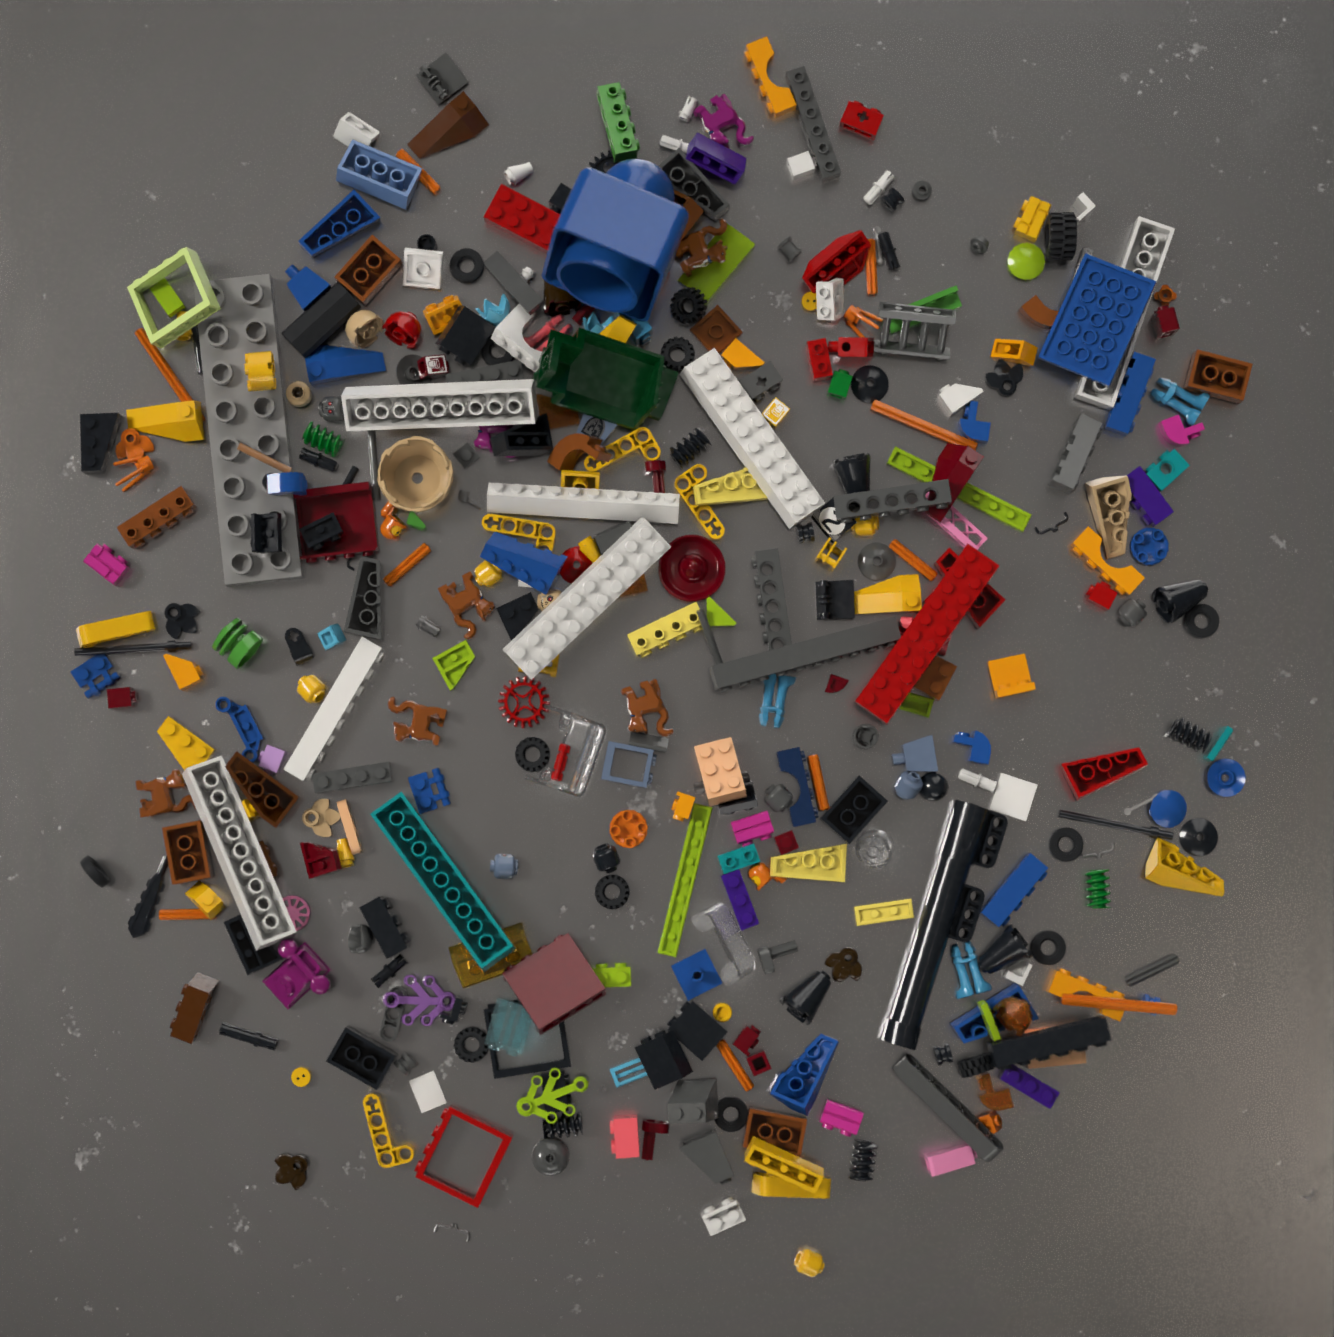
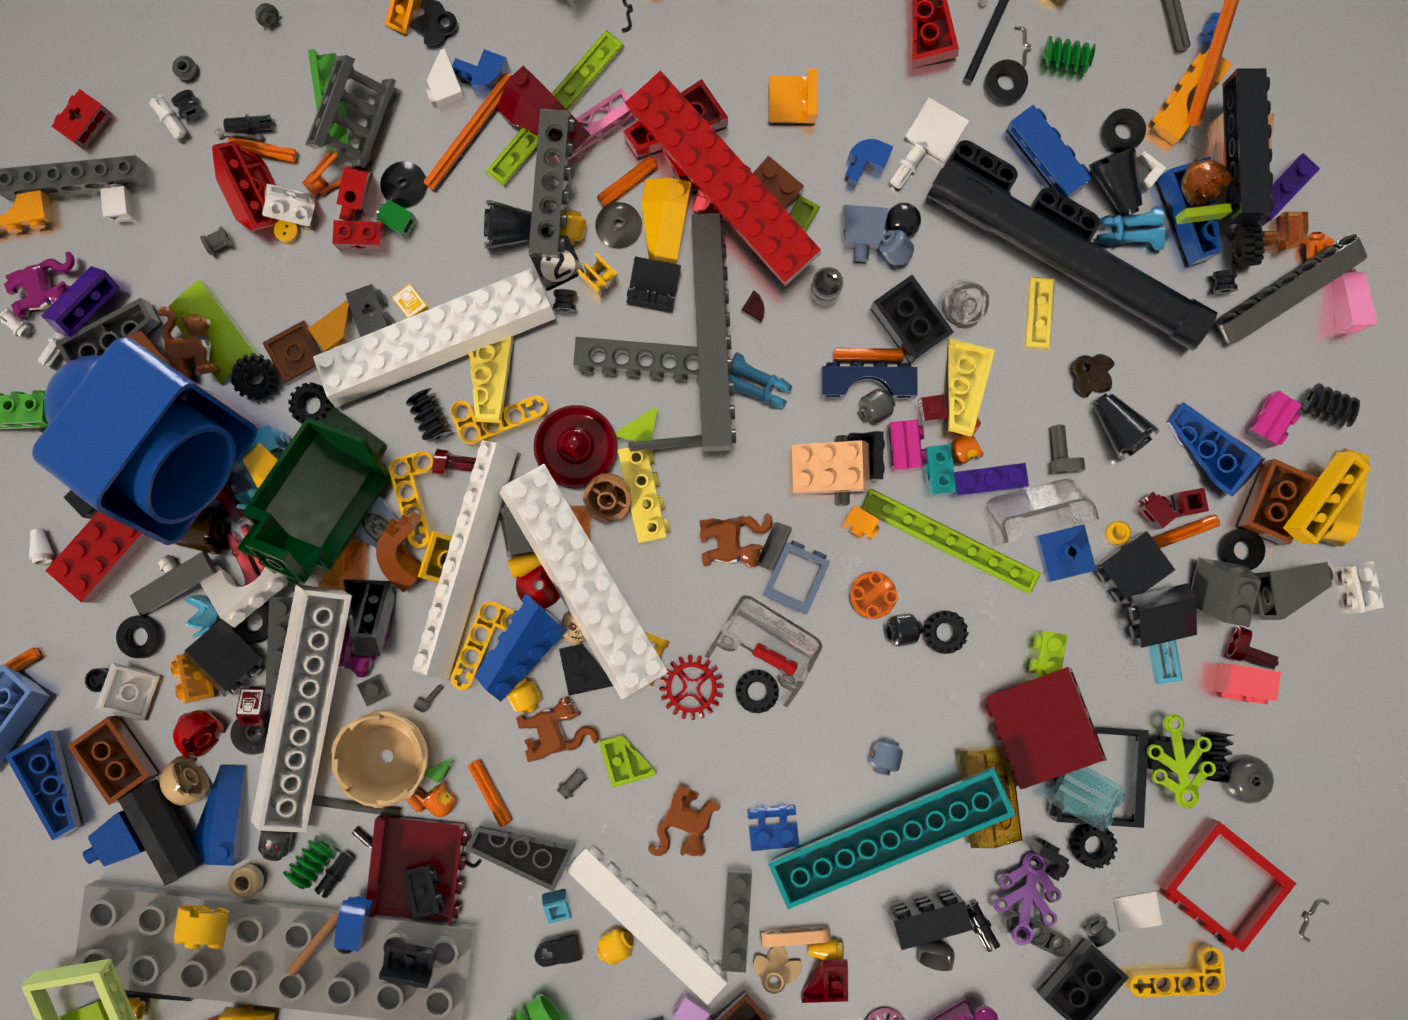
camera: 75 degrees left, 0 degrees up
(656, 602) = (607, 497): none -> medium nougat cylinder

